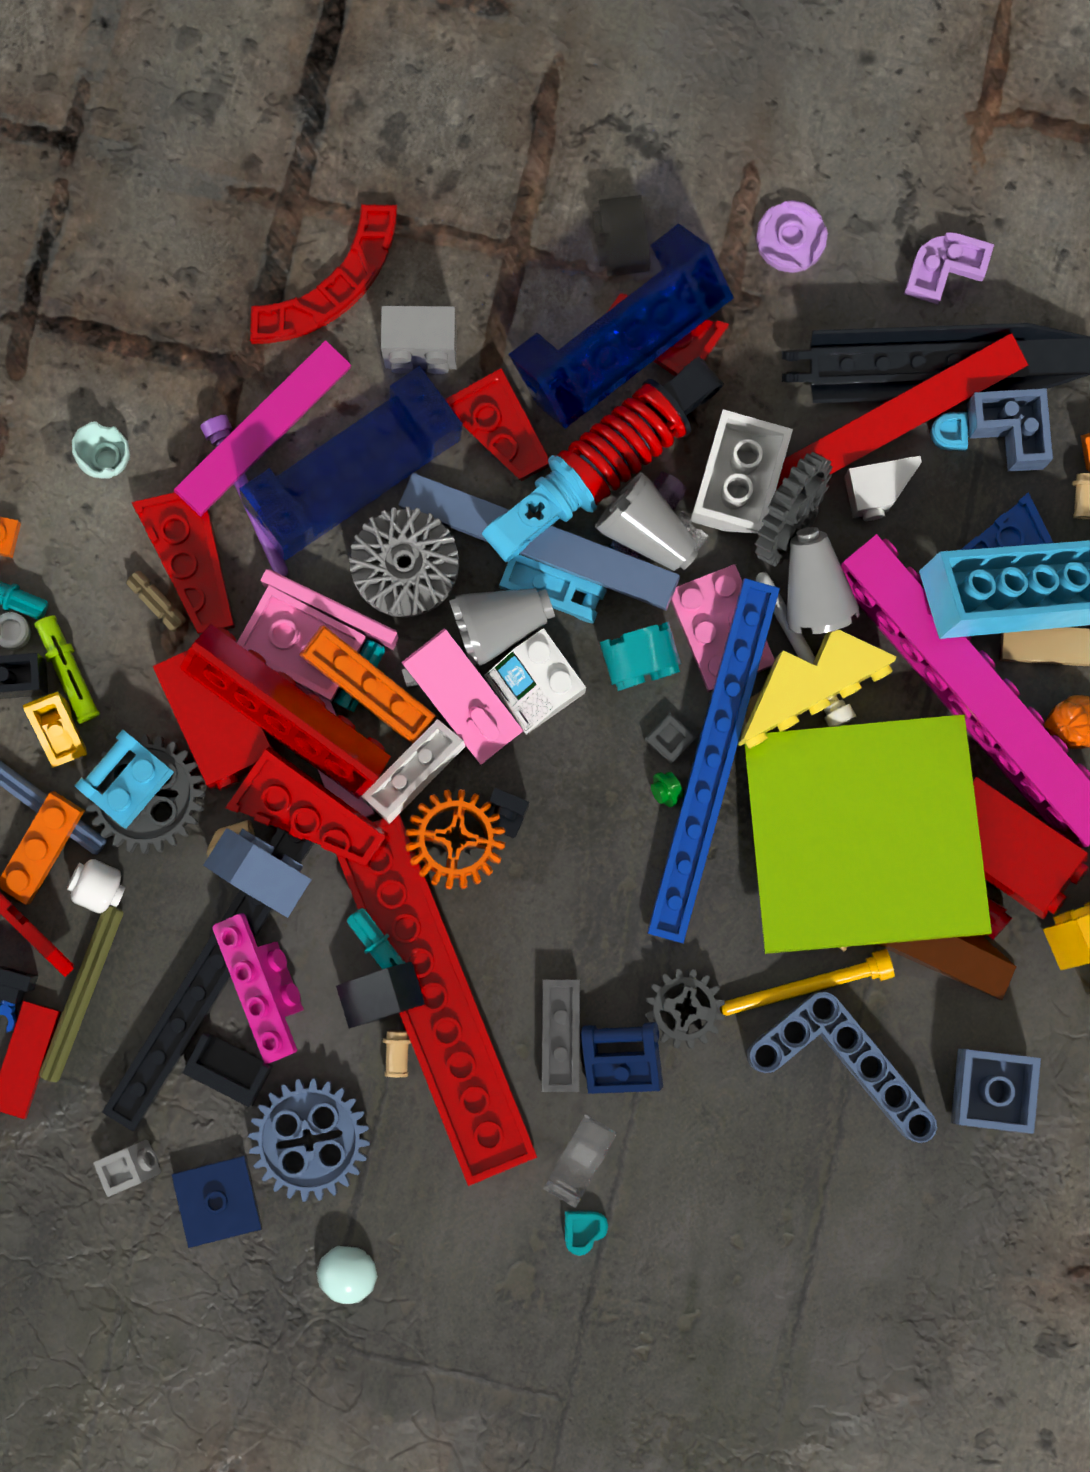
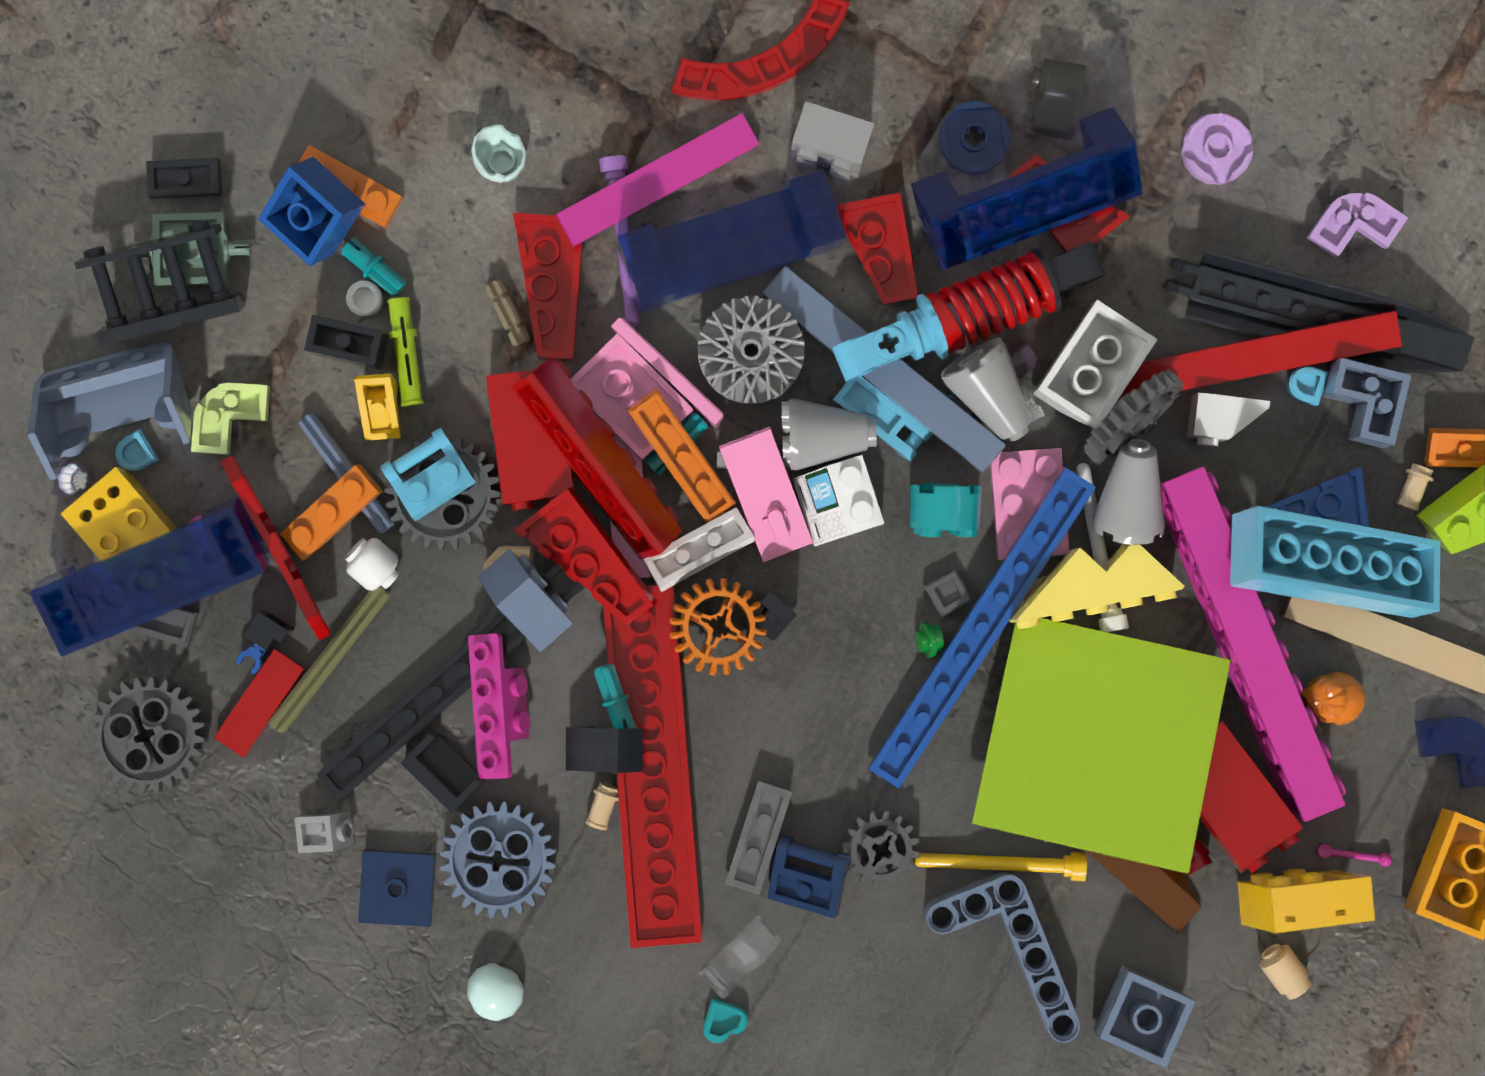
camera: 20 degrees right, 5 degrees up
(565, 278) = (987, 122): none -> dark blue plate

